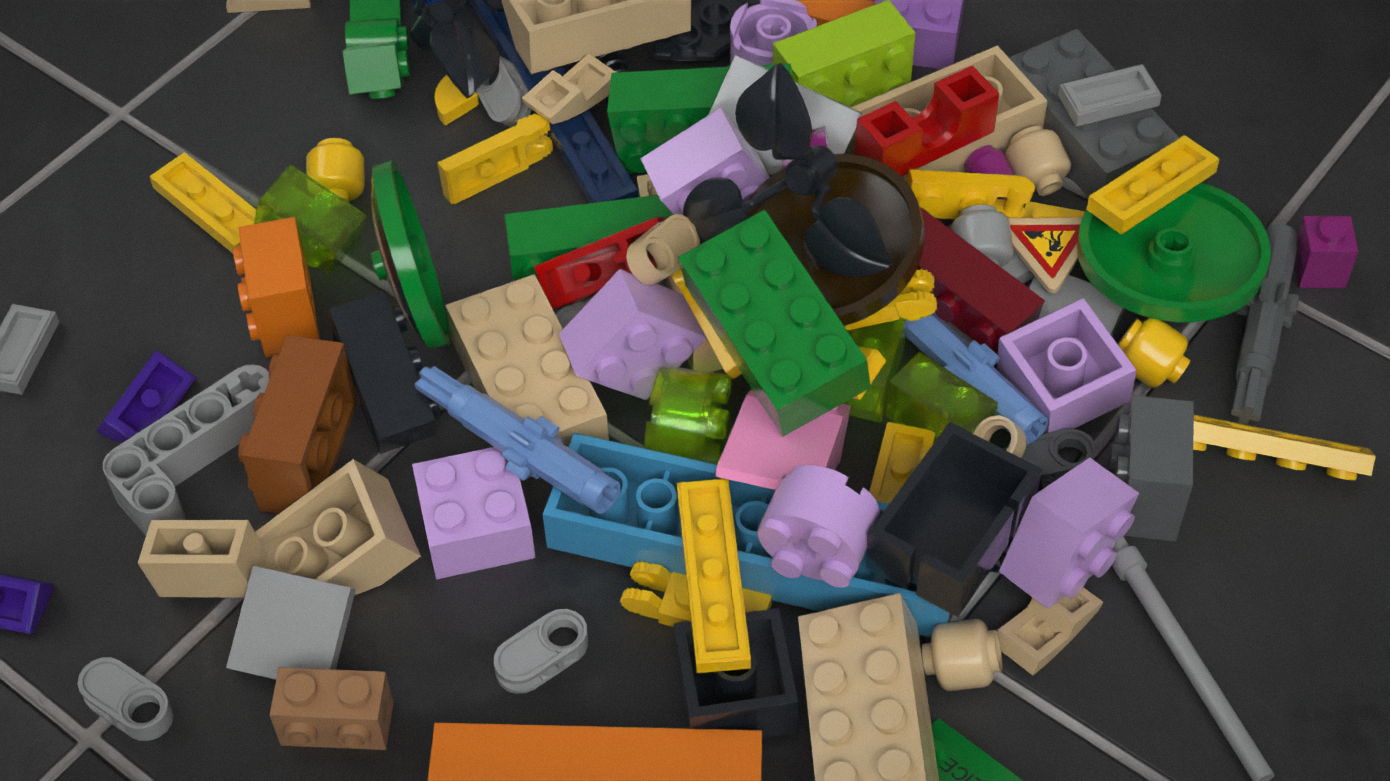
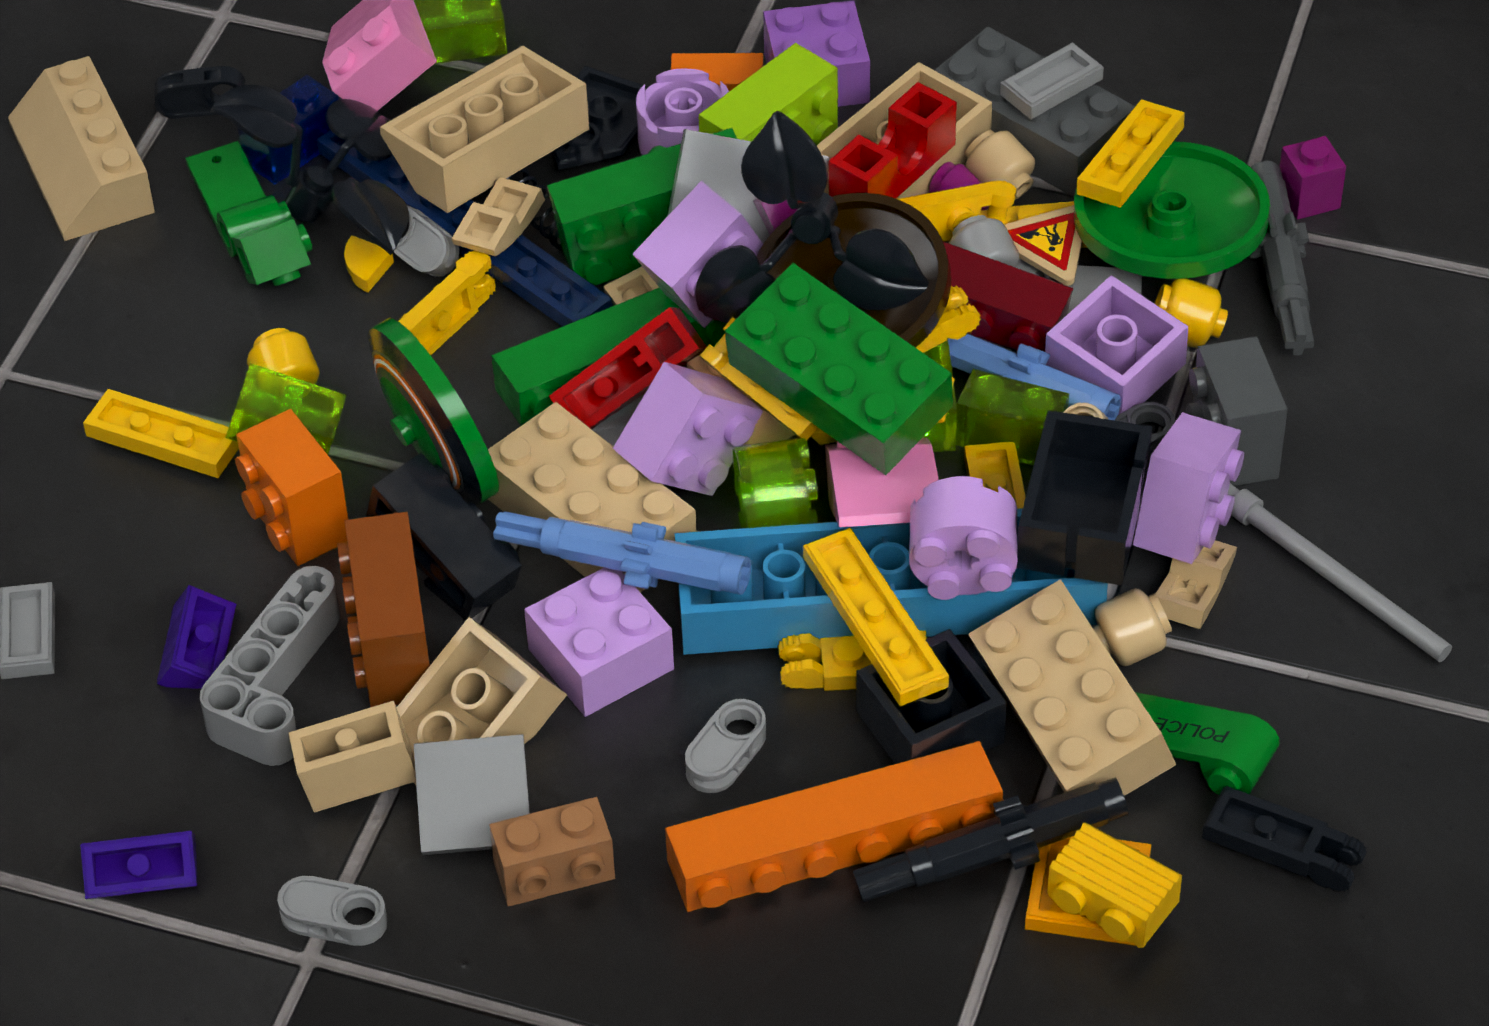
camera: 20 degrees left, 5 degrees down
(665, 243) = (693, 334): tan piece -> none
(1291, 450) = (1353, 365): yellow plate -> none

